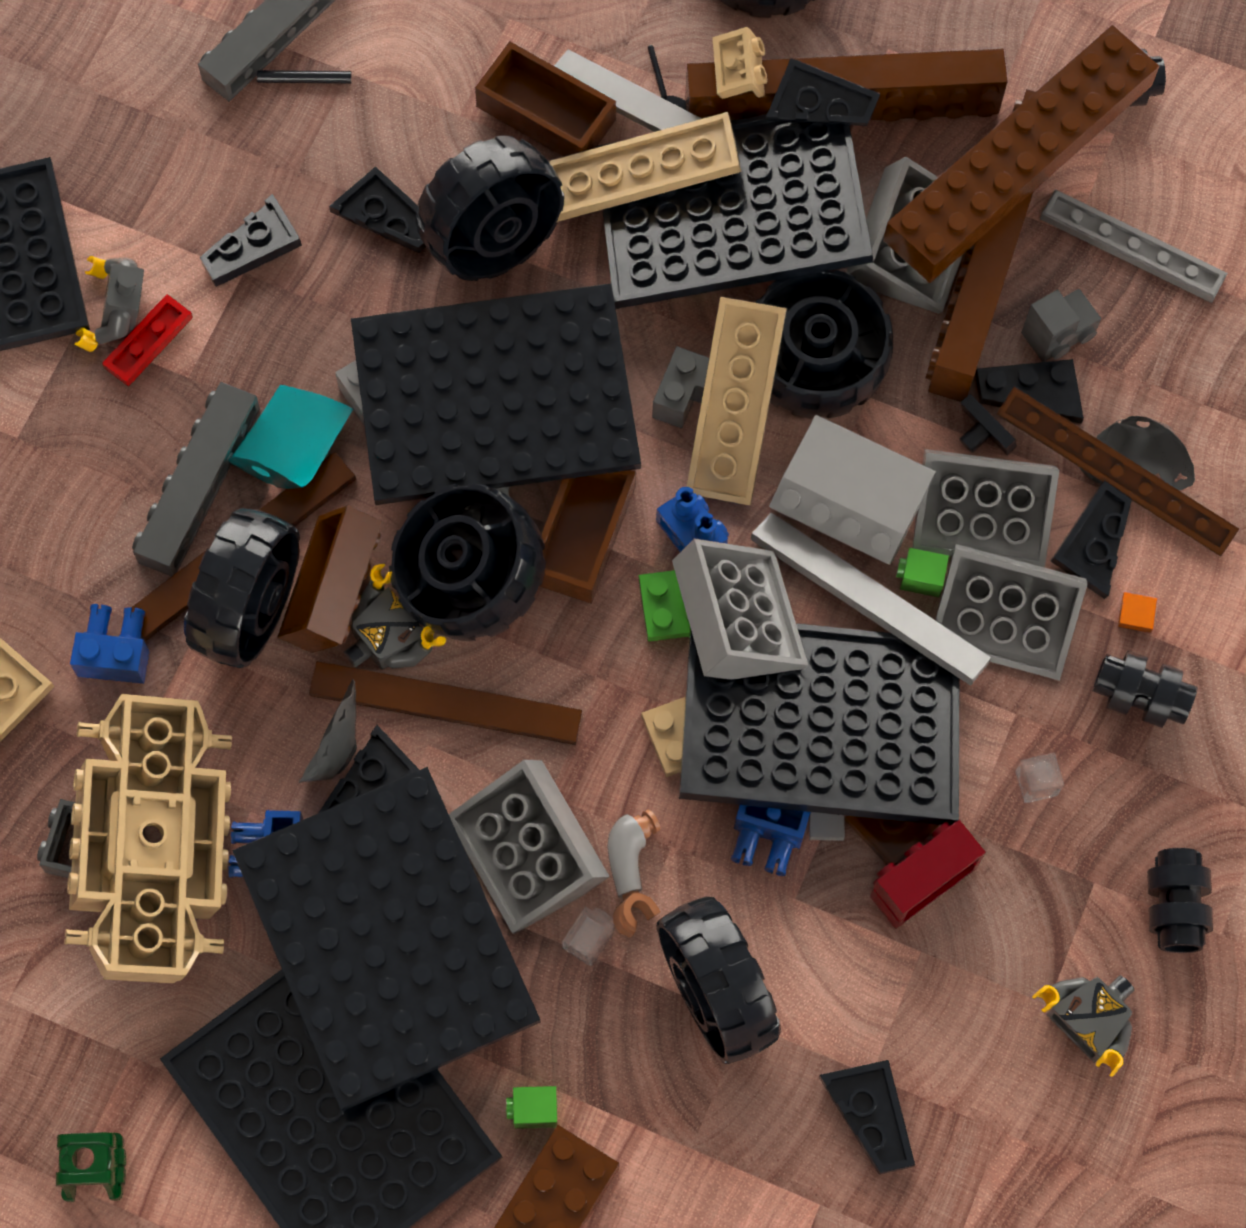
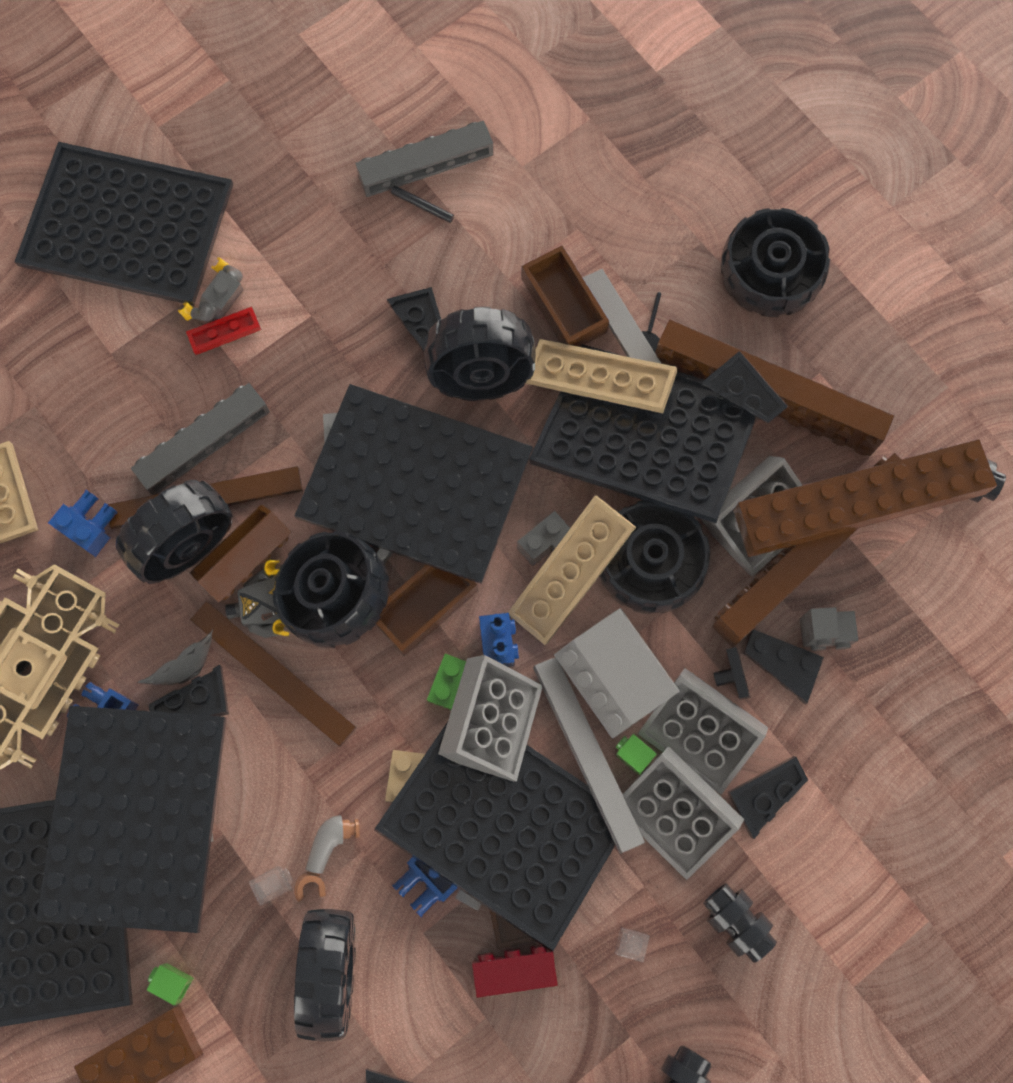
camera: 30 degrees right, 5 degrees up
(256, 242) = (328, 300): wing -> none
(291, 437) = (276, 441): teal piece -> none
(527, 845) = (268, 800): light grey slope -> none
(739, 63) = (703, 337): tan bracket -> none
(1118, 471) = (810, 755): reddish brown tile -> none
(1133, 246) = (912, 598): light grey tile -> none
(1137, 612) = (768, 861): orange tile -> none
(1152, 448) = (831, 749): dark grey piece -> none

